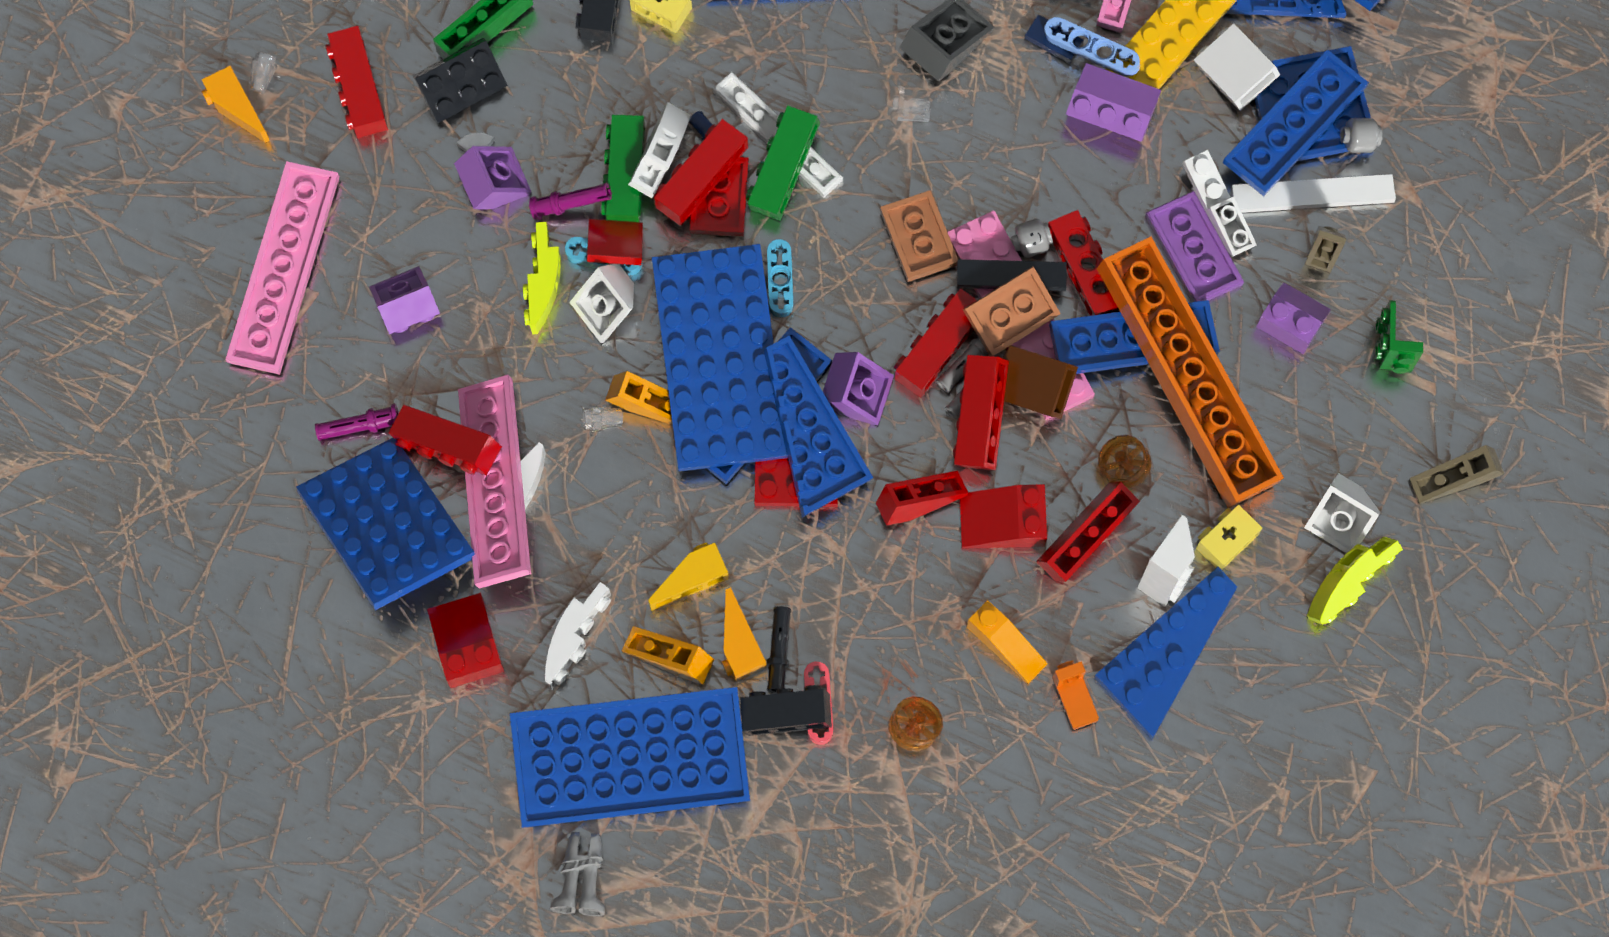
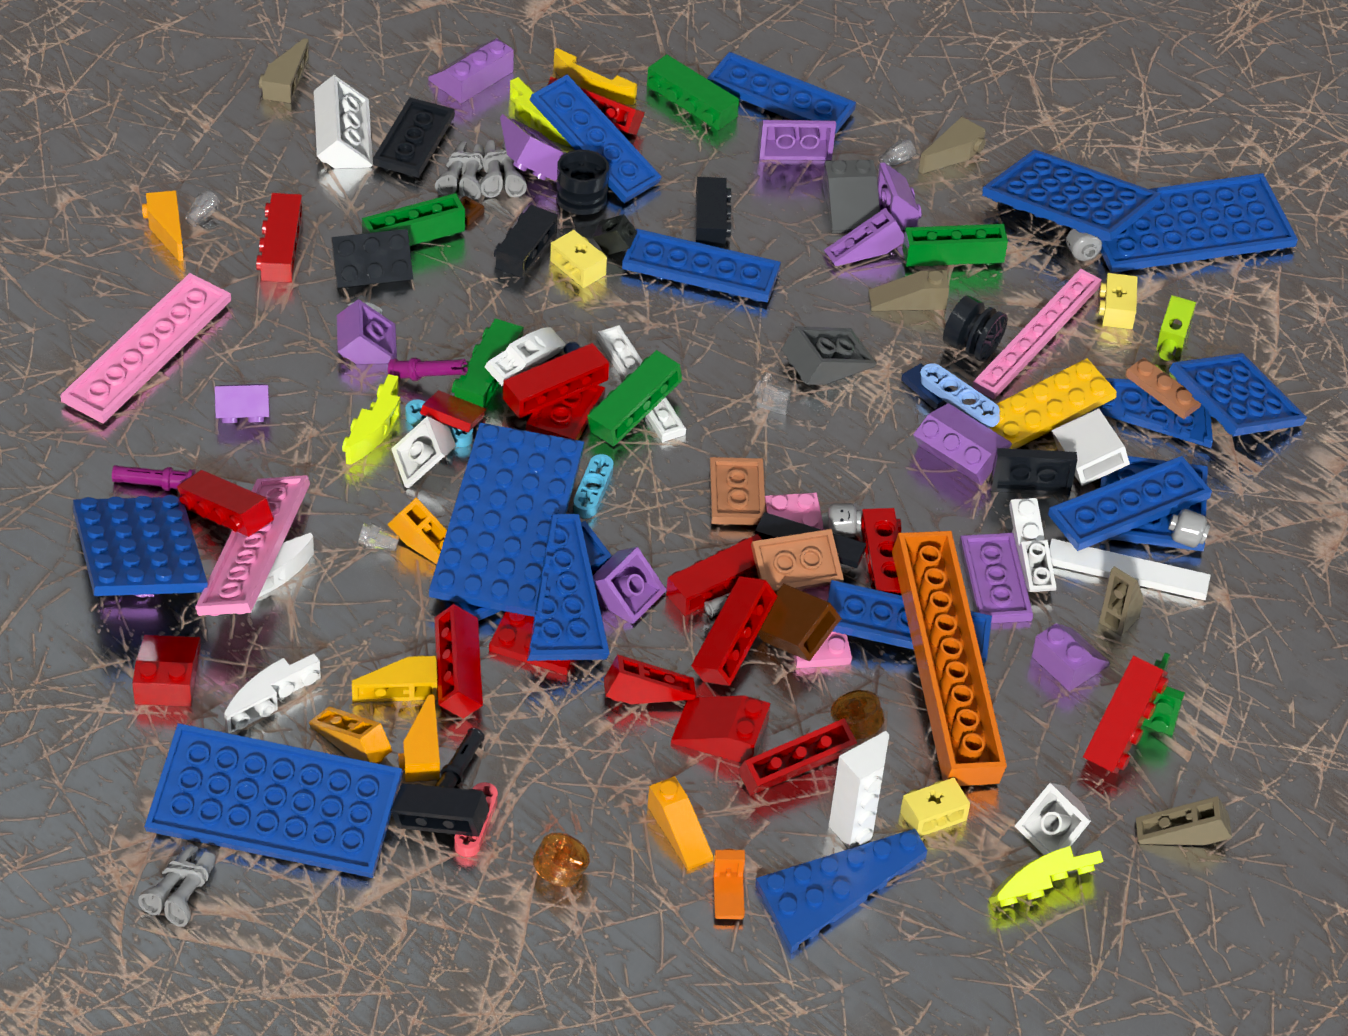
camera: 15 degrees right, 25 degrees down
(736, 537) = (458, 661): none -> red brick
(1193, 116) = (1033, 471): none -> black plate
(1375, 383) = (1126, 714): none -> red brick

